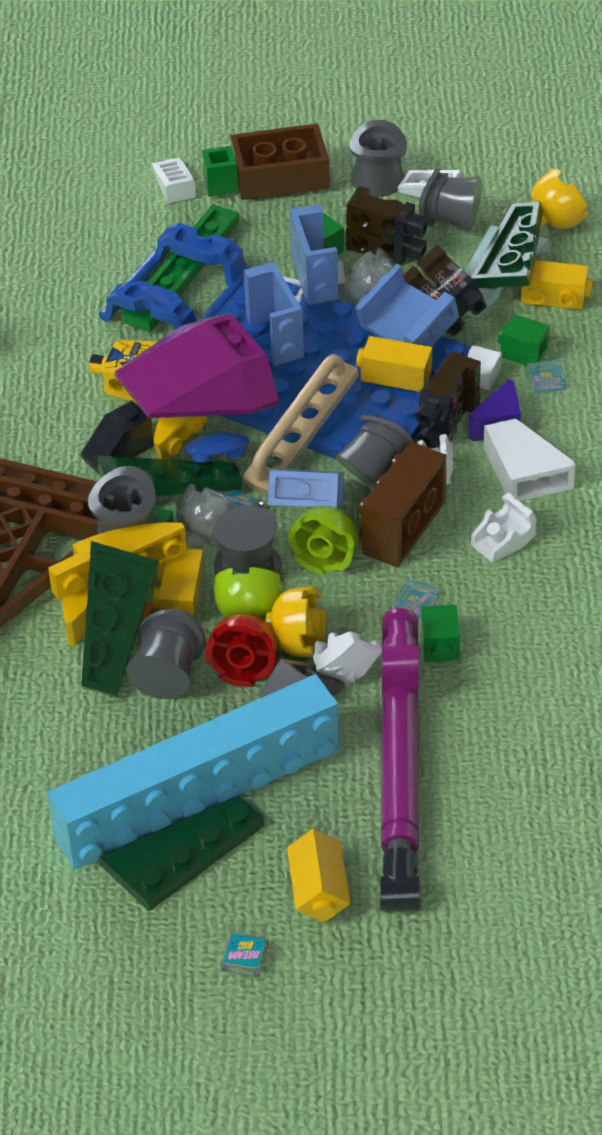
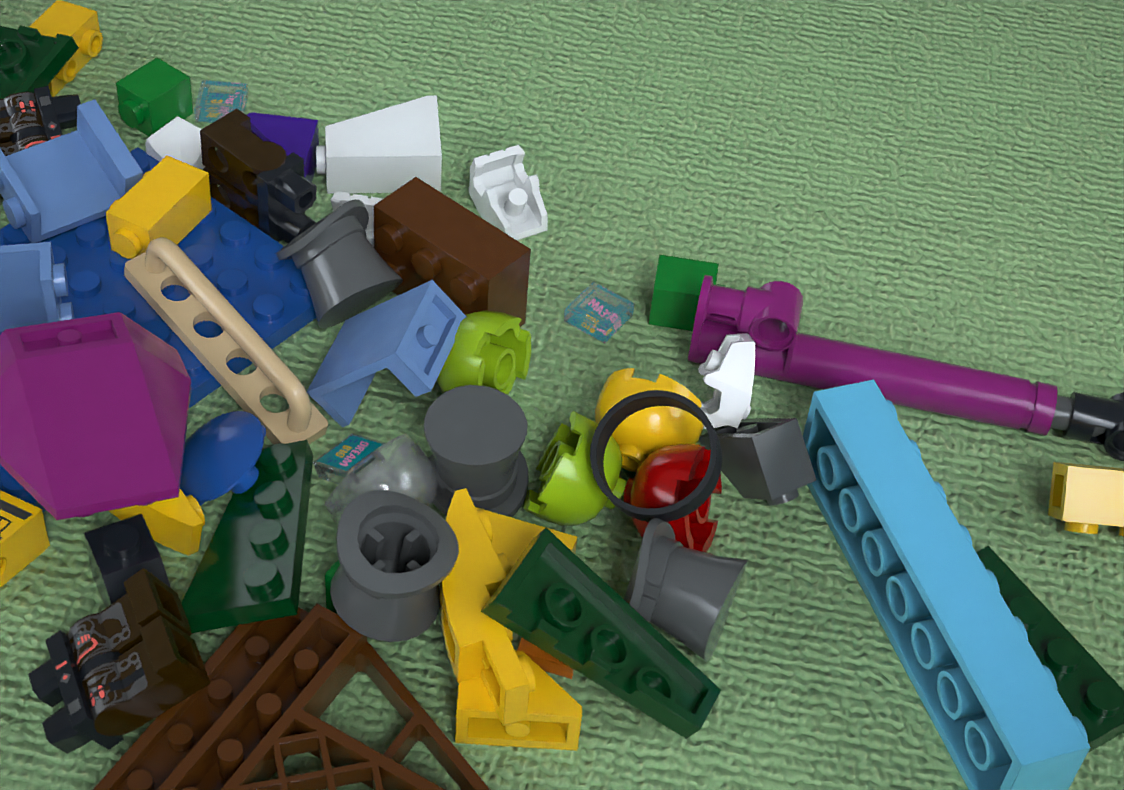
camera: 85 degrees left, 0 degrees up
(58, 440) = (119, 667): none -> hips
(242, 617) = (619, 413): none -> black tyre

